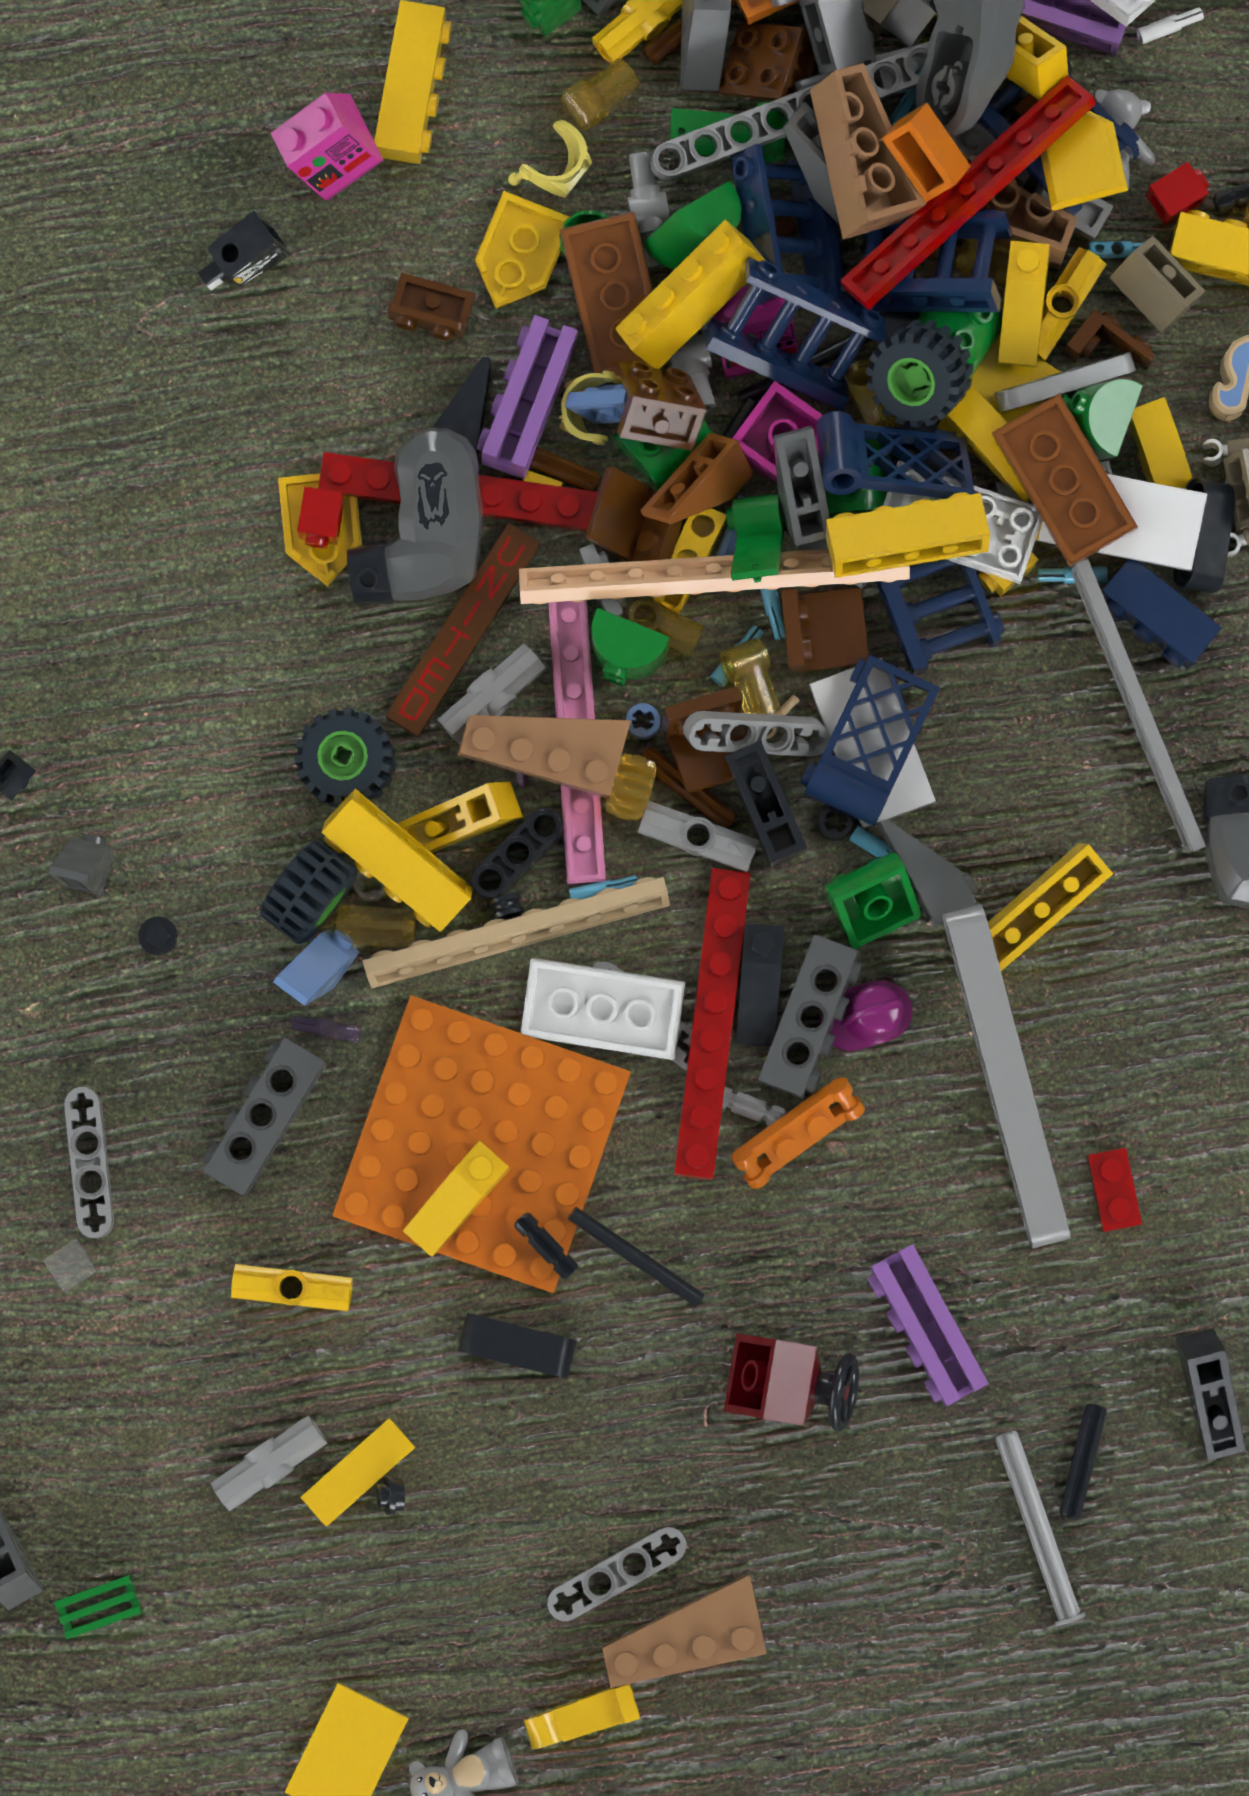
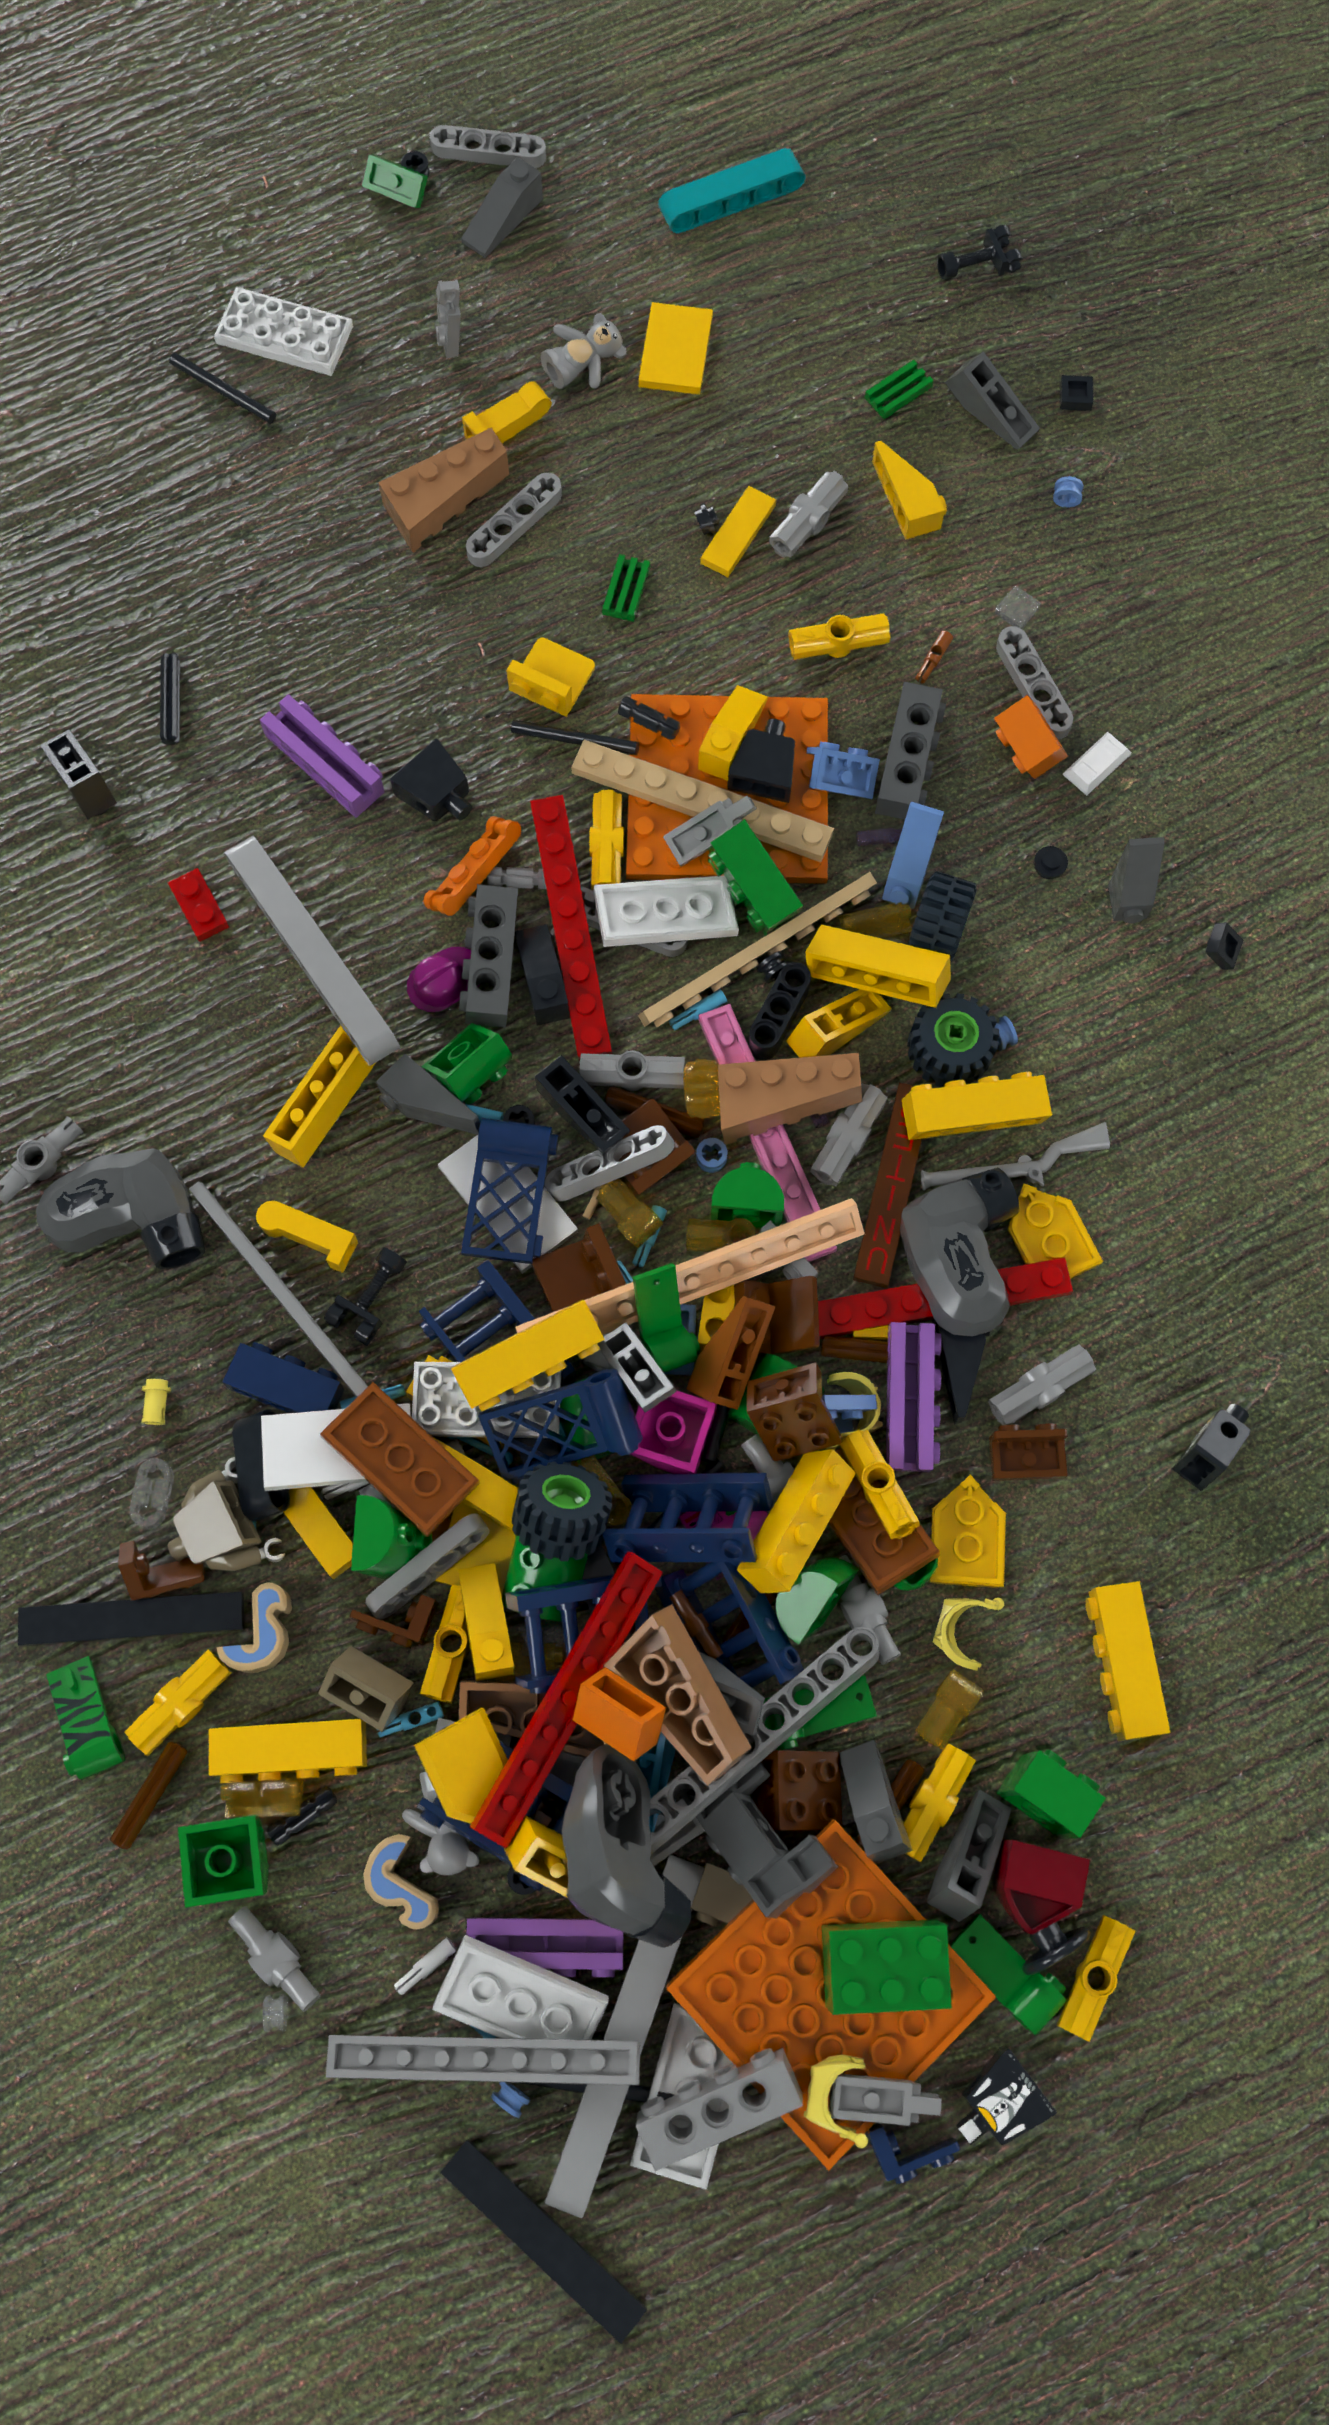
camera: 160 degrees right, 10 degrees down
(57, 1042) = (1097, 763): none -> white tile
(124, 1085) = (1030, 738): none -> orange brick
(140, 1442) = (909, 493): none -> yellow slope
(176, 1247) = (932, 660): none -> dark orange pin
(244, 612) = (1088, 1140): none -> light grey piece
(285, 753) = (1007, 1033): none -> medium blue bush
(320, 517) = (1053, 1230): red brick -> none
(328, 144) = (1181, 1569): dark pink slope -> none
(349, 1112) = (843, 772): none -> medium blue bracket
(350, 674) = (976, 1106): none -> yellow brick
(390, 370) = (1042, 1385): none -> light grey piece
(434, 1142) = (764, 763): none -> black torso
(496, 1466) = (632, 566): none -> green tile
(498, 998) = (753, 878): none -> green brick
(517, 1345) = (646, 648): black beam -> none
(520, 1125) = (694, 796): none -> tan plate
(526, 1077) = (695, 835): none -> light grey hinge
(590, 287) = (887, 1501): none -> yellow piece
(637, 1346) = (550, 676): none -> yellow bracket
(640, 1115) = (606, 838): none -> yellow piece
(786, 1381) = (428, 671): dark red piece -> none
(811, 1247) = (433, 784): none -> black torso
(820, 236) = (696, 1624): none -> reddish brown bar
(1016, 709) = (389, 1263): none -> black bar
(1038, 1528) = (152, 589): light grey axle -> none
(1092, 771) = (282, 1220): none -> yellow leg
(1177, 192) = (370, 1790): red brick -> none
(1179, 95) = (392, 1889): none -> animal

